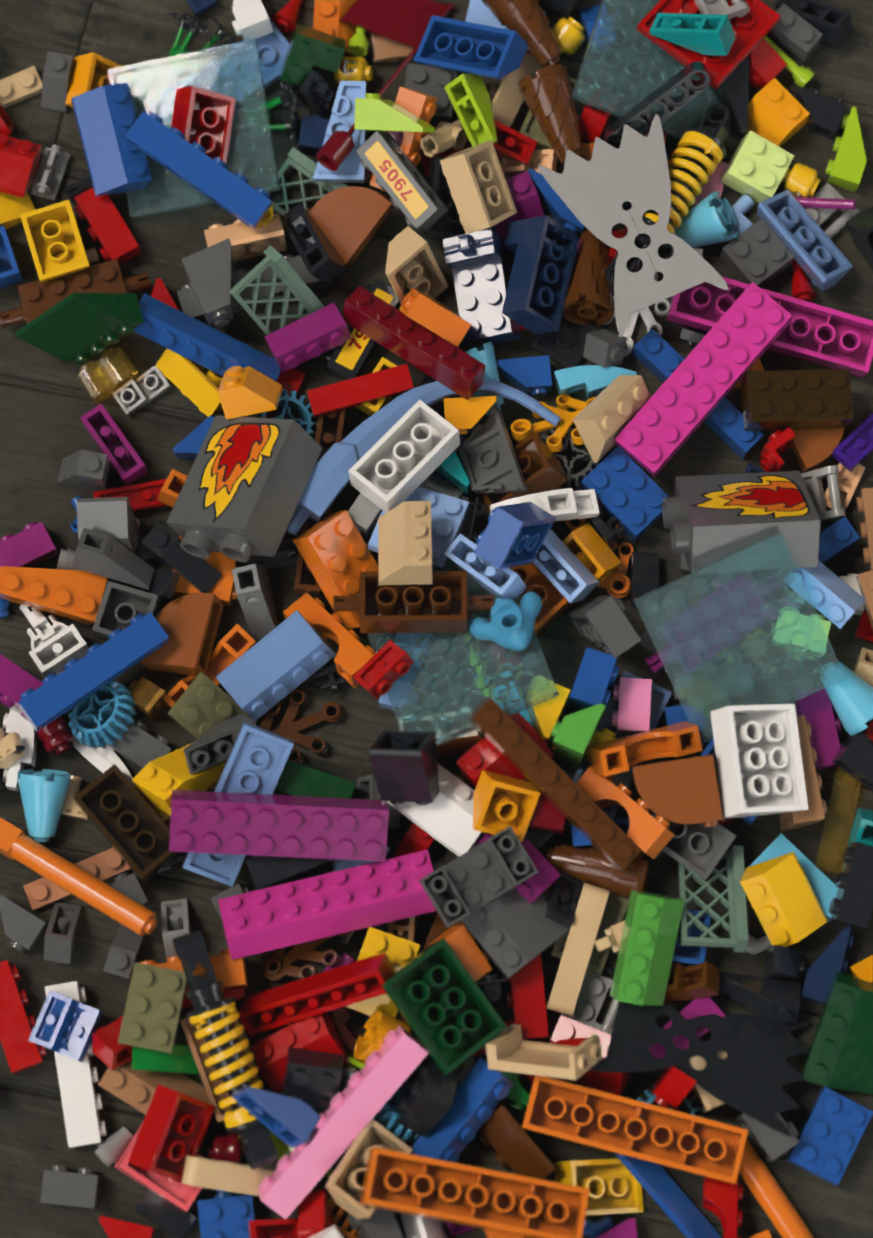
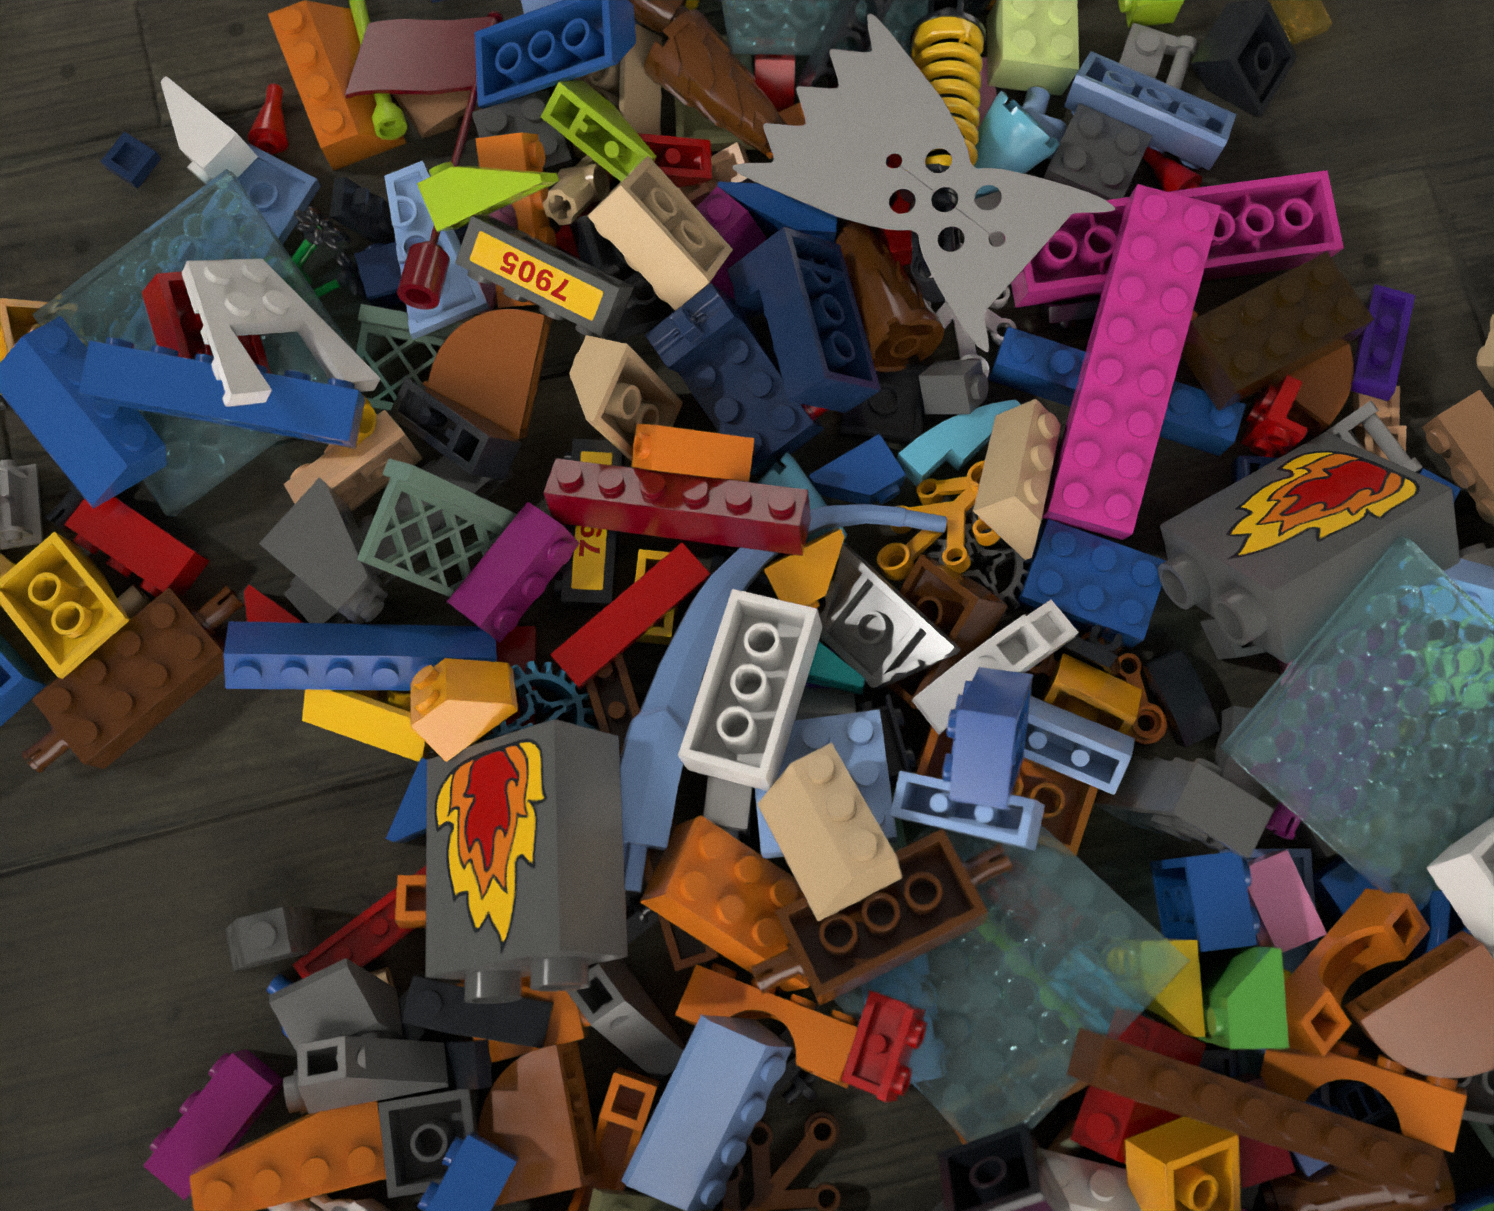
camera: 25 degrees left, 0 degrees up
(83, 325) = (150, 715): dark green slope -> none
(107, 374) = (236, 768): clear yellow brick -> none
(114, 444) = (292, 874): magenta brick -> none
(142, 390) = (300, 767): light grey slope -> none
(194, 25) = (134, 192): black plant -> none
(235, 122) = (252, 299): none -> white wing
(311, 48) = (316, 150): dark green brick -> none
(353, 69) = (396, 155): yellow head -> none
(509, 623) = (1056, 881): dark azure head -> none
(801, 180) = (1101, 33): yellow head -> none
(827, 203) = (1157, 44): magenta bar -> none

